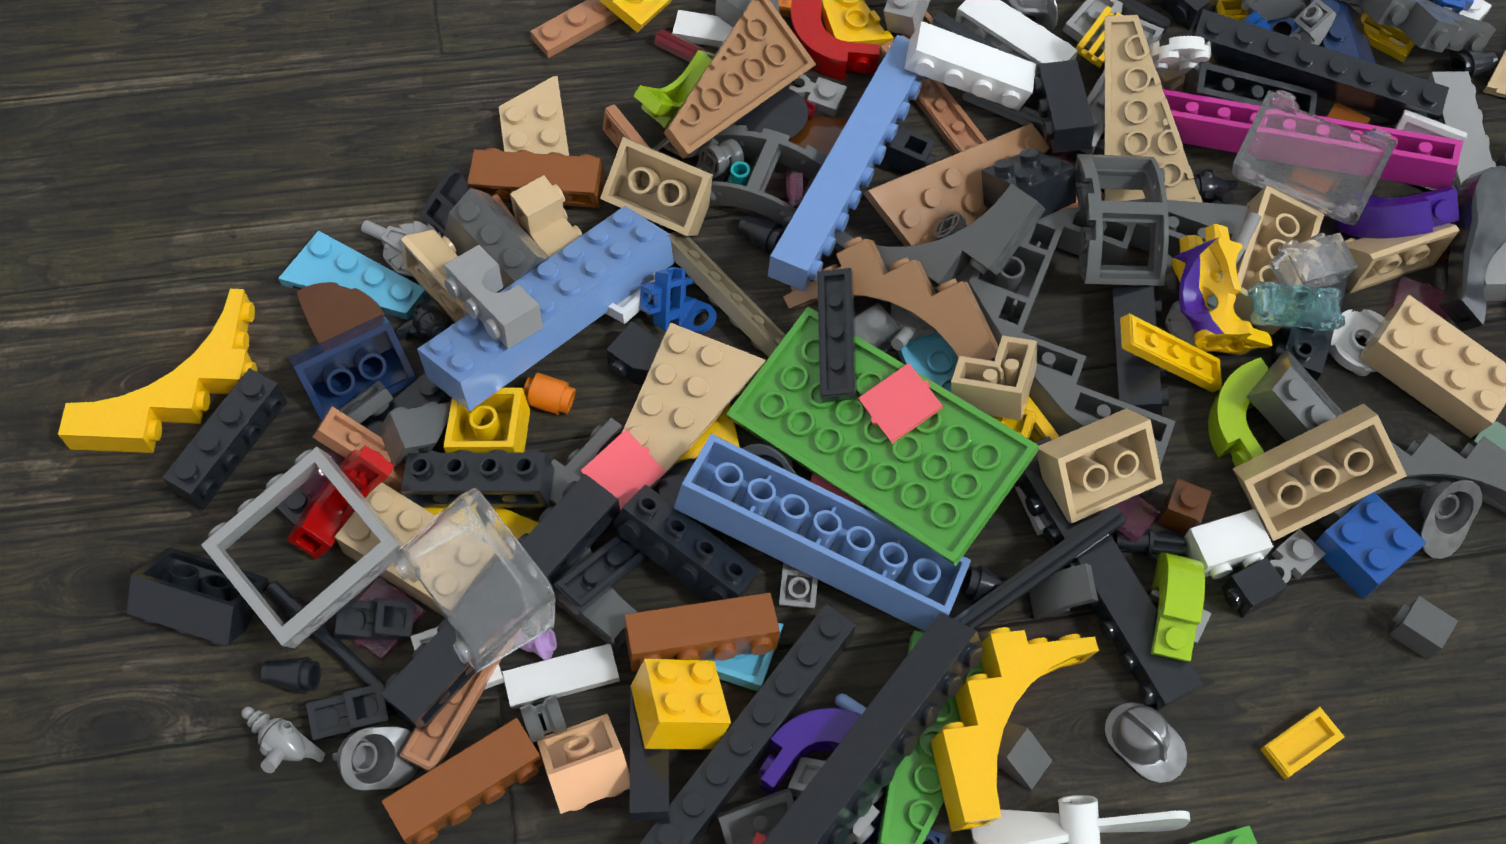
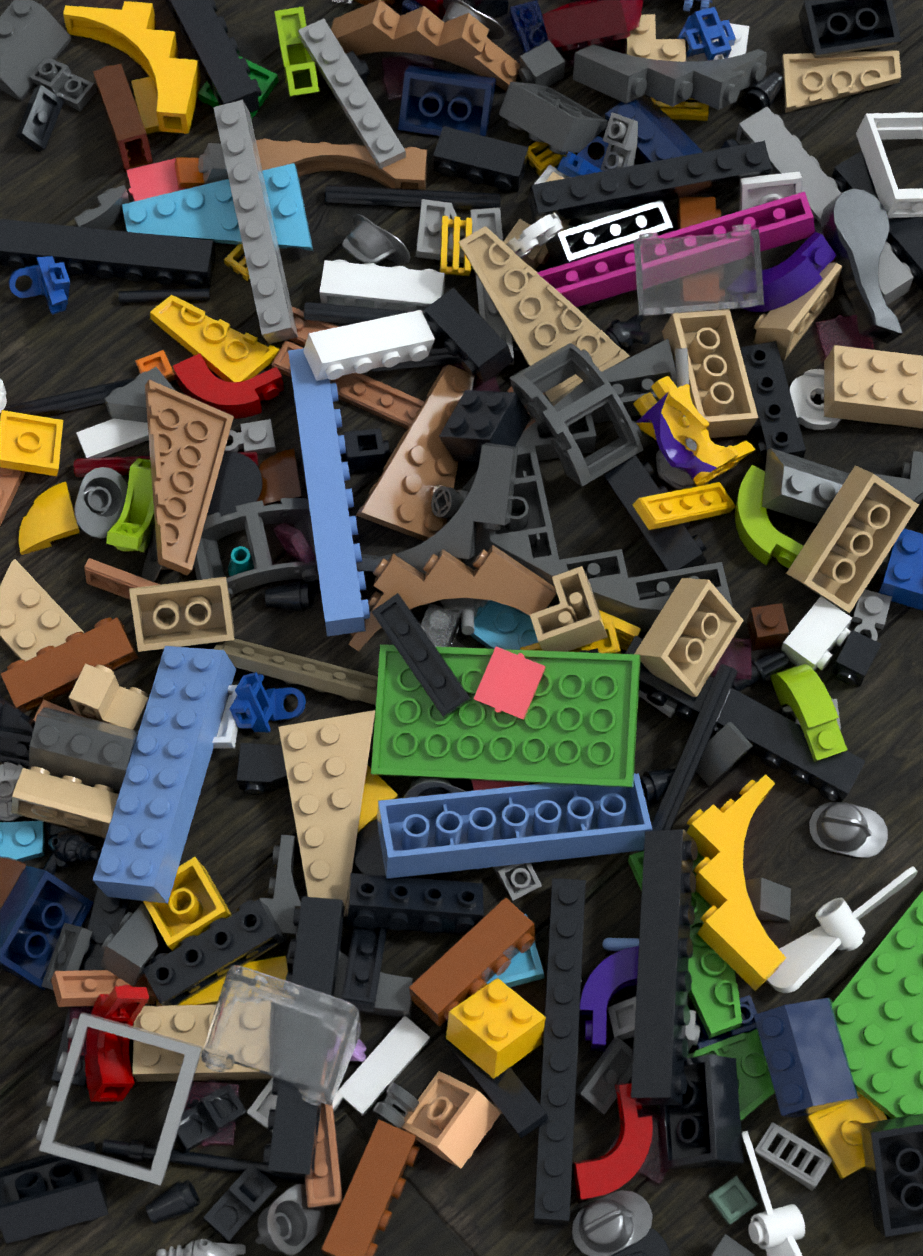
camera: 30 degrees left, 5 degrees up
(507, 314) = (152, 809): light grey arch -> none
(549, 394) = (212, 845): orange brick -> none
(606, 63) = (48, 520): none -> yellow brick
(624, 468) = (322, 870): coral piece -> none
(656, 64) = (100, 501): none -> dark grey piece
(720, 158) = (214, 553): dark grey wheel -> none
(1296, 306) = (741, 417): clear light blue piece -> none
(1313, 263) = (748, 363): clear brick -> none

